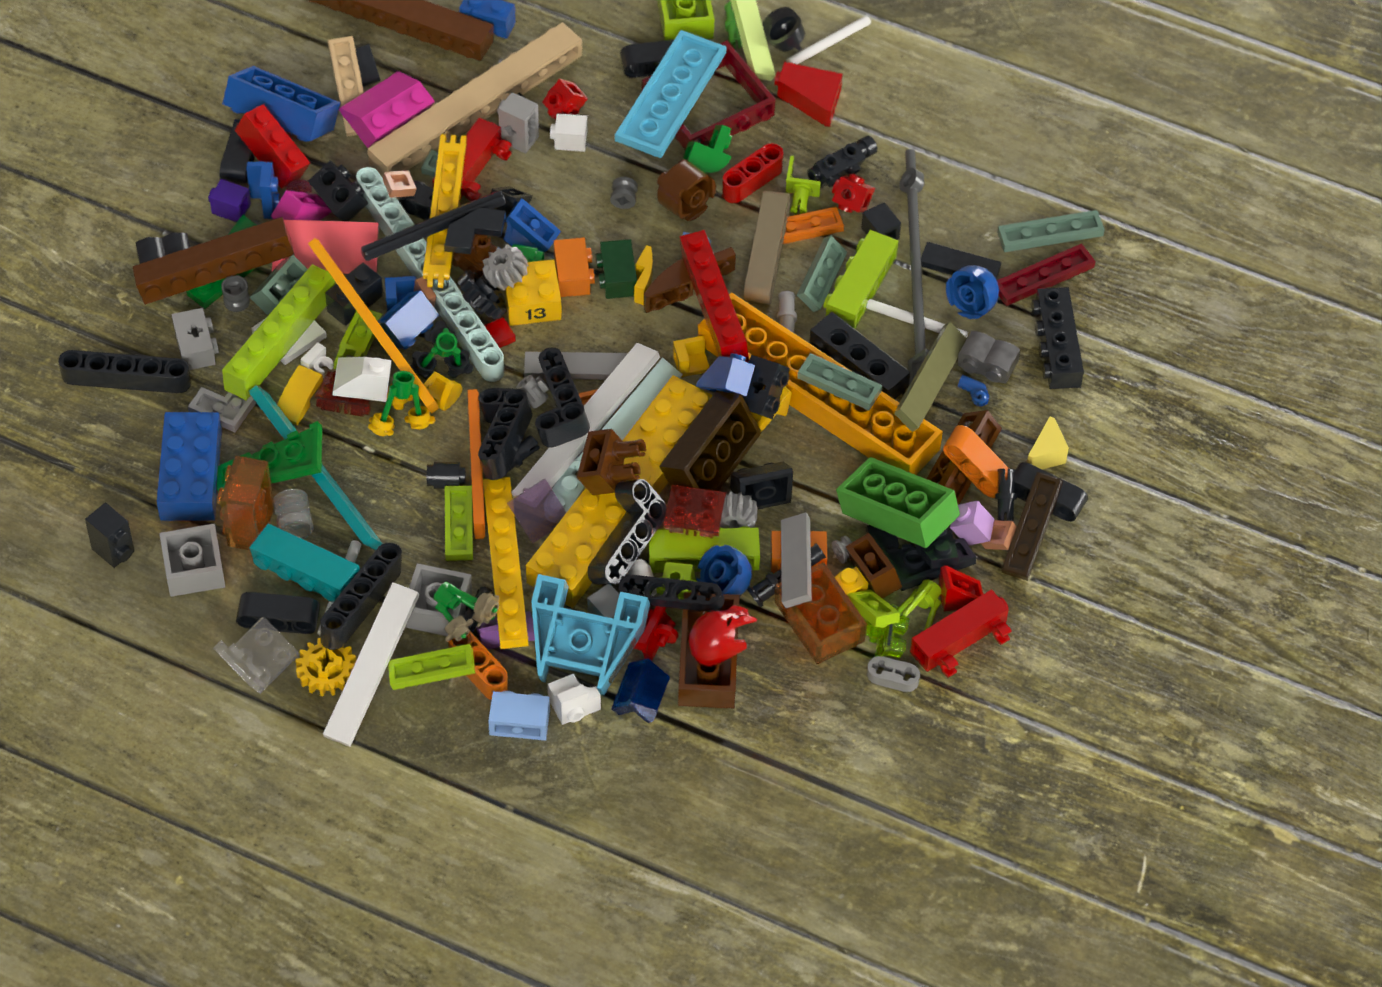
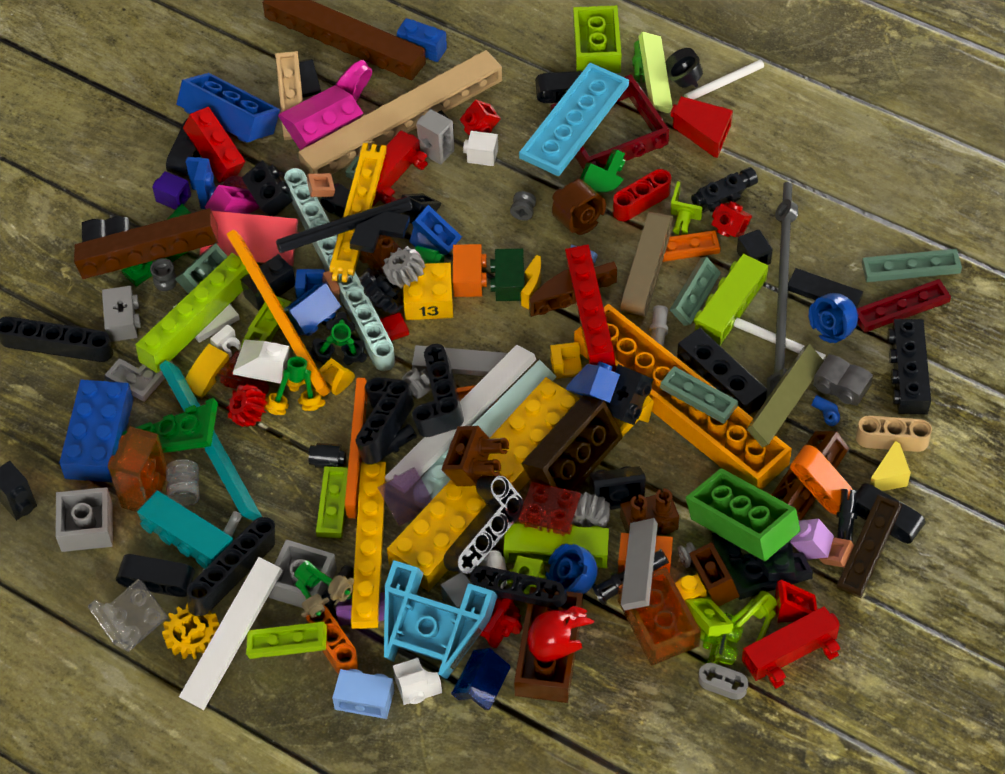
camera: 10 degrees right, 0 degrees up
(351, 428) = (246, 405): none -> red gear
(419, 62) = (355, 78): none -> dark pink piece
(794, 503) = (656, 506): none -> reddish brown brick
(1035, 406) = (904, 428): none -> tan beam

